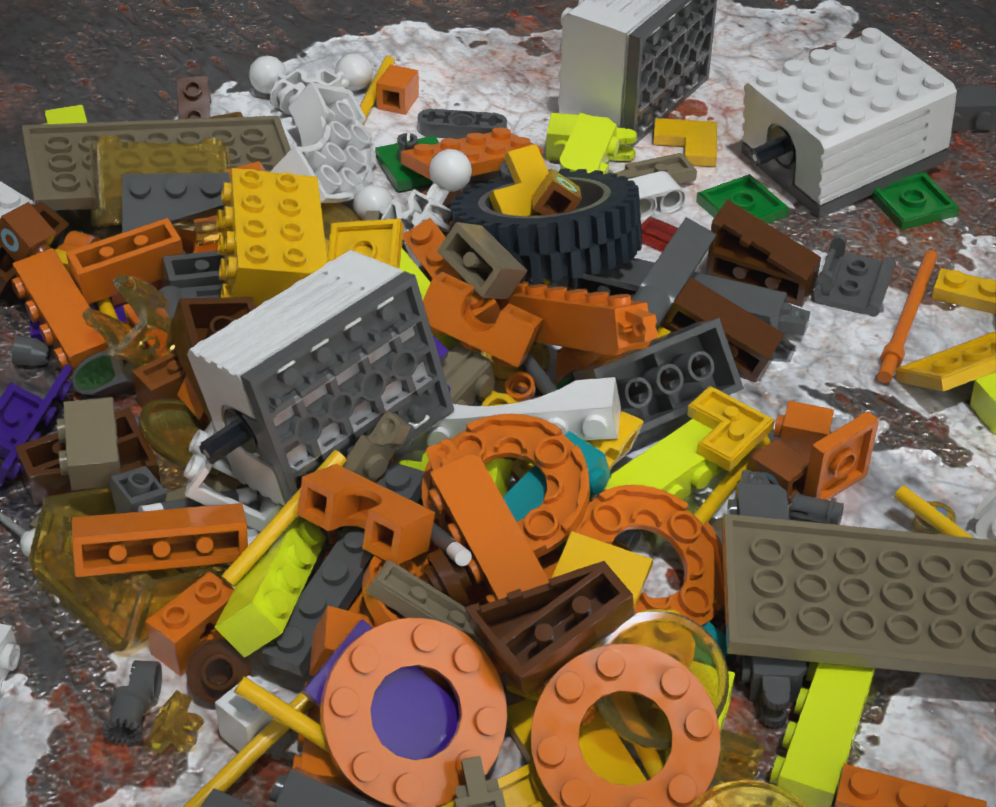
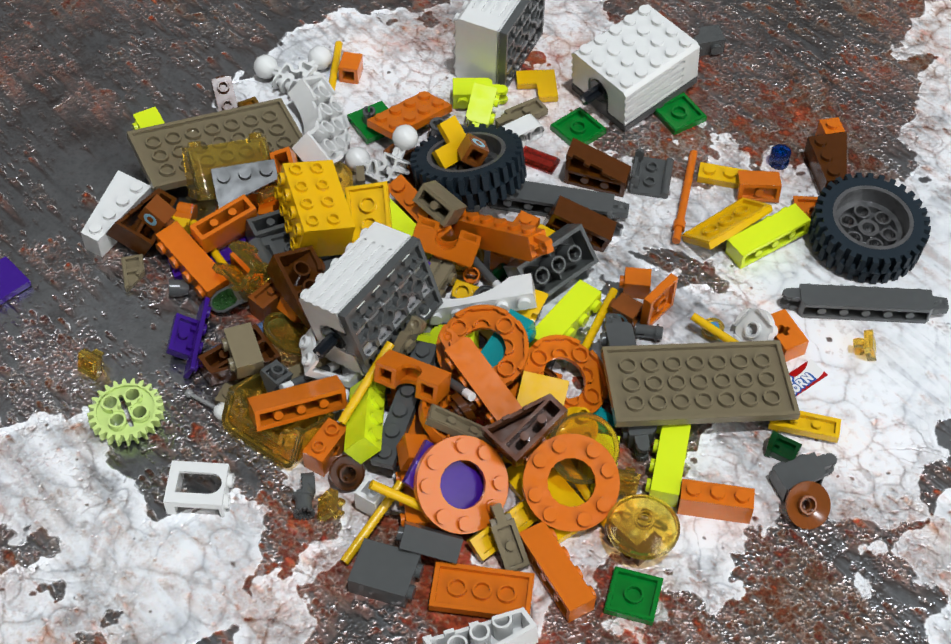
camera: 10 degrees left, 10 degrees up
(457, 123) = (382, 85): dark grey beam -> none
(674, 268) = (547, 192): dark grey piece -> none
(734, 425) = (599, 289): yellow tile -> none

